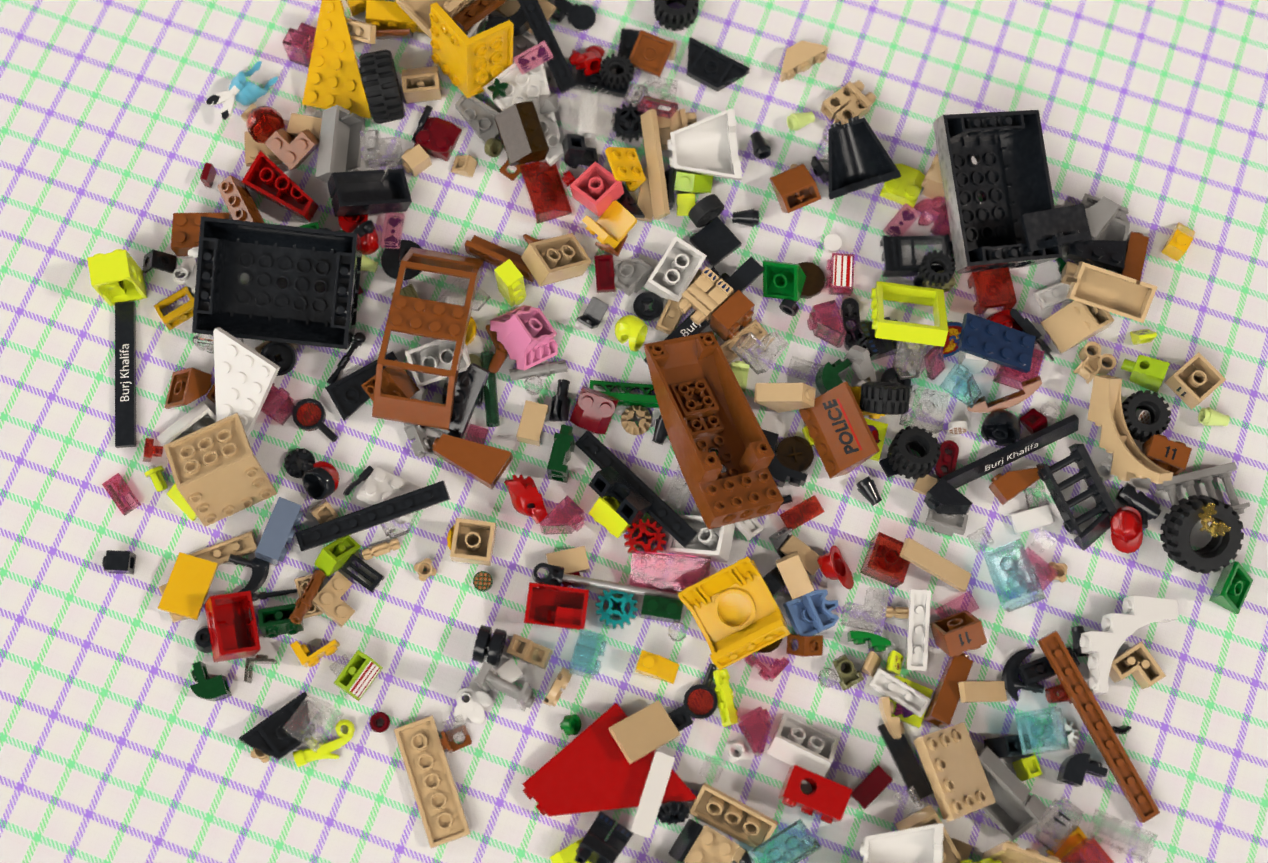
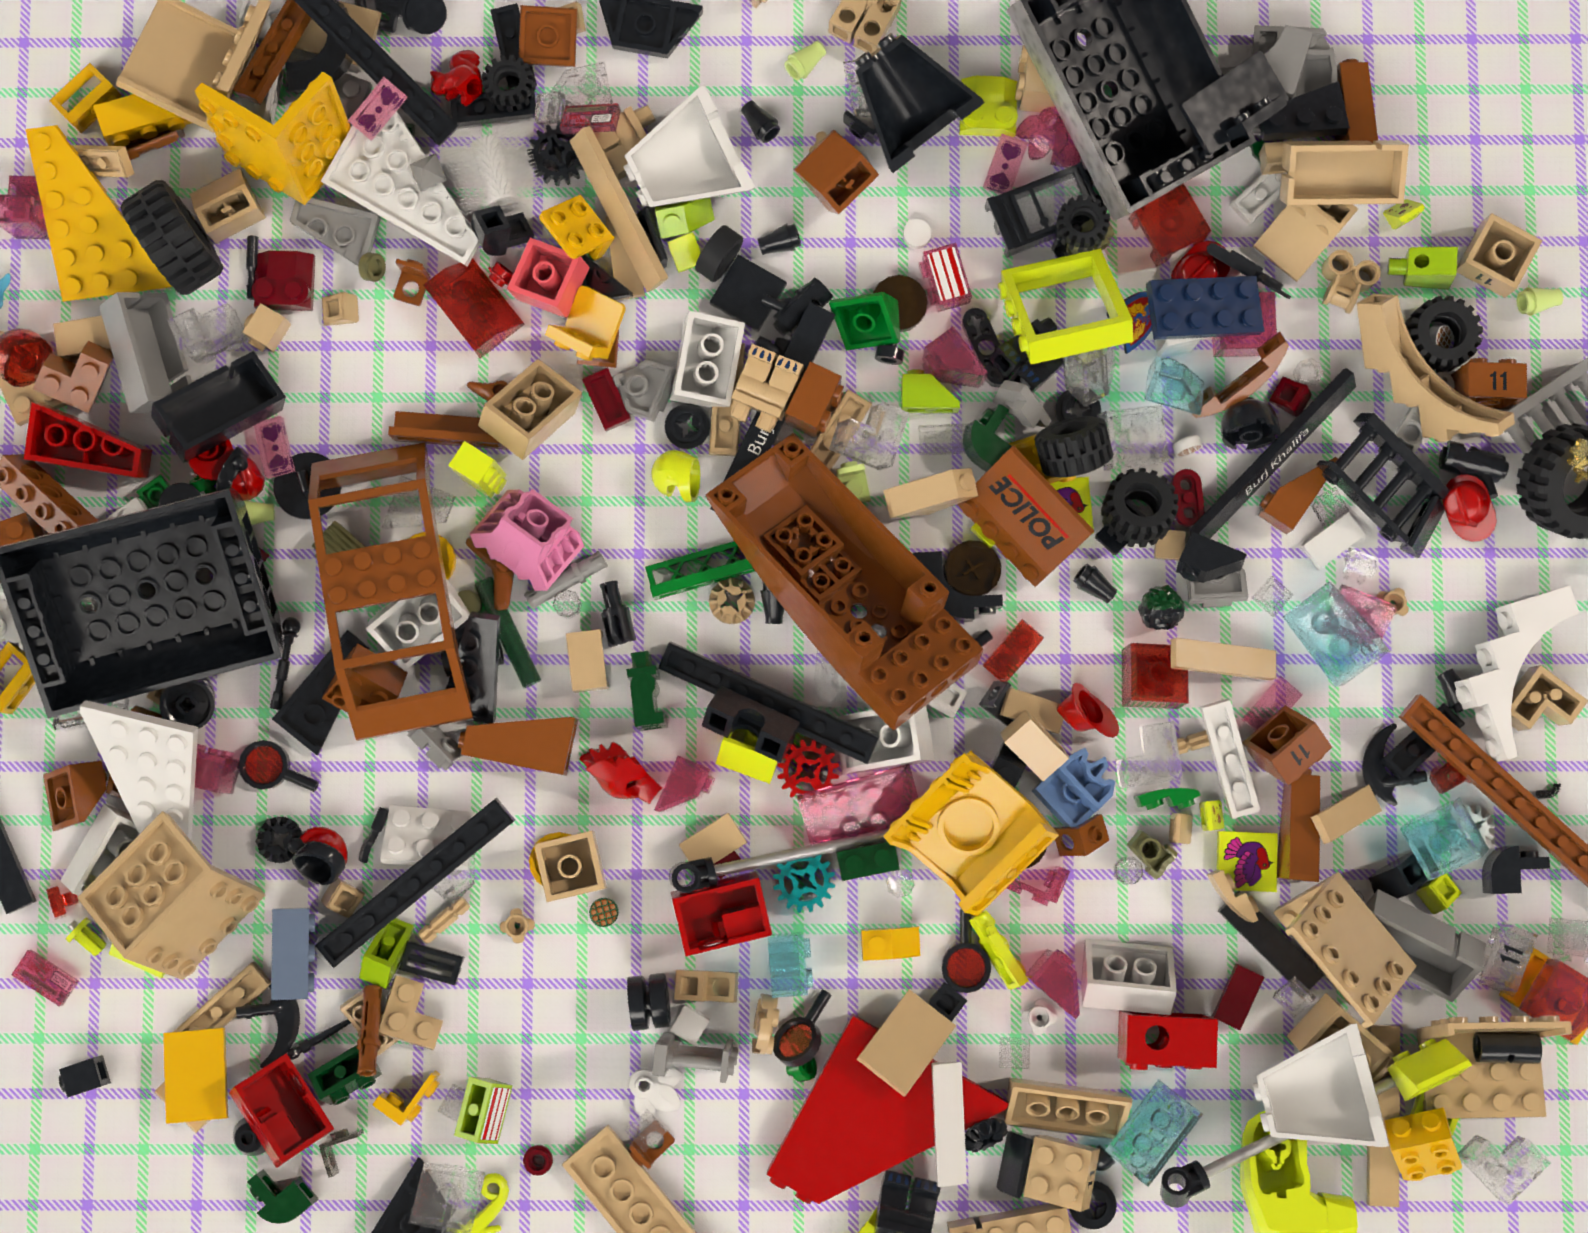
camera: 15 degrees left, 10 degrees up
(477, 434) = (514, 707): clear pink tile -> none
(498, 89) = (345, 176): dark green plant -> none
(522, 134) = (407, 236): dark brown slope -> none
(578, 704) = (799, 1037): none -> black piece
(593, 410) = (667, 612): dark red slope -> none
(594, 313) = (613, 467): bracket -> none
(737, 259) = (792, 309): none -> black piece
(803, 339) = (925, 394): none -> lime slope
(899, 692) = (1233, 854): white tile -> none
(906, 519) = (1161, 608): none -> piece
(934, 362) = (1124, 364): clear pink tile -> none
(1178, 242) = (1411, 50): yellow slope -> none

